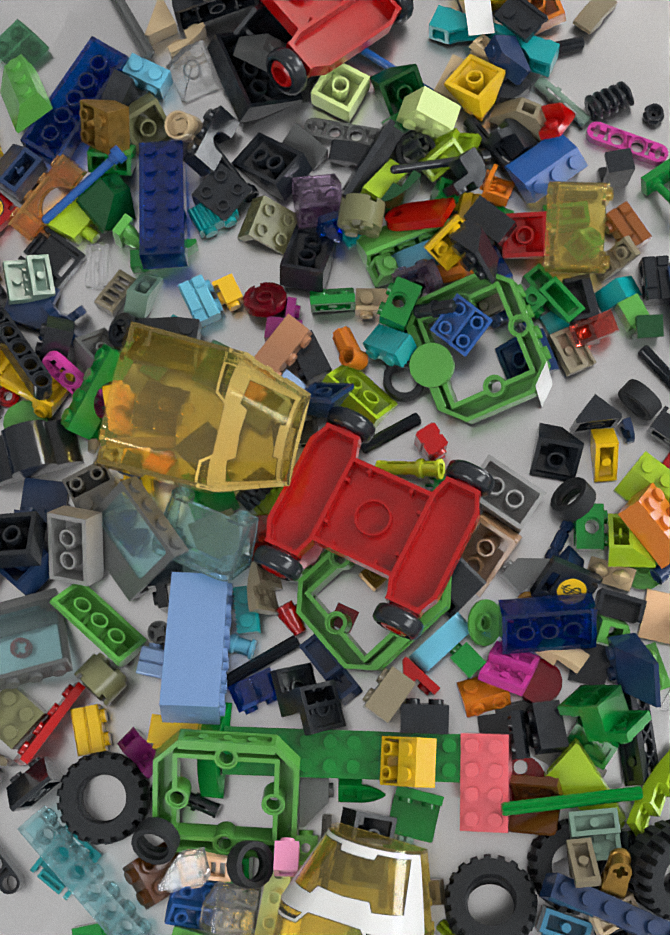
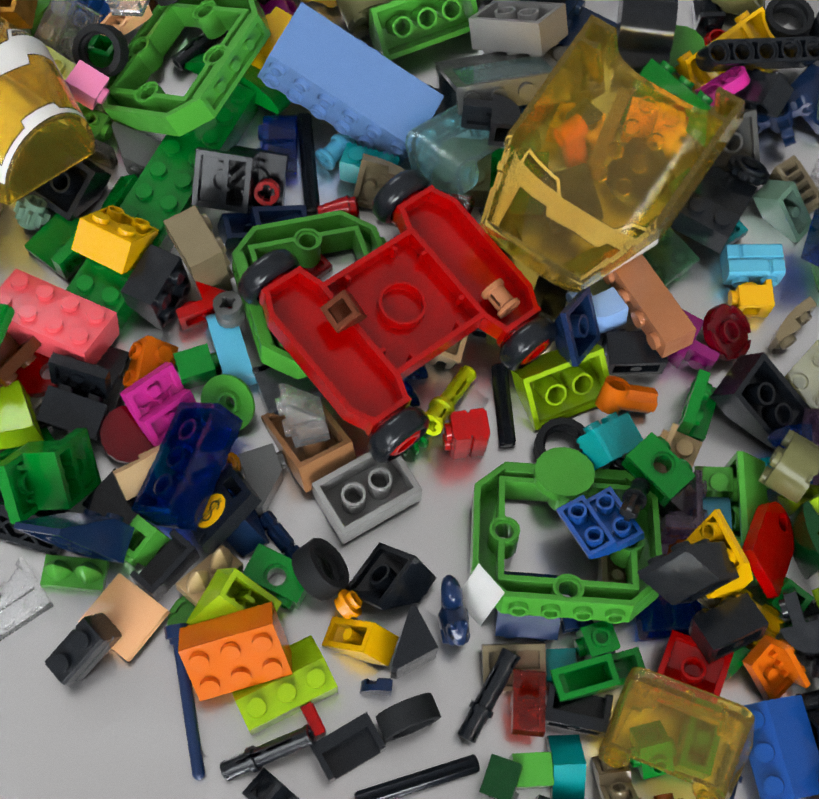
camera: 105 degrees right, 10 degrees down
(183, 514) = (492, 116): none -> black brick
(243, 260) = (786, 333): none -> dark tan slope
(312, 675) = (274, 196): none -> red bush
(333, 452) = (500, 298): none -> nougat bush
(407, 549) = (343, 311): none -> copper slope
(421, 649) = (228, 317): none -> dark grey wheel
(479, 556) = (303, 415): none -> clear slope
(561, 399) = (453, 615): none -> dark blue animal
(587, 469) = (348, 604): none -> light orange plate
(608, 358) = (485, 701): none -> black pin

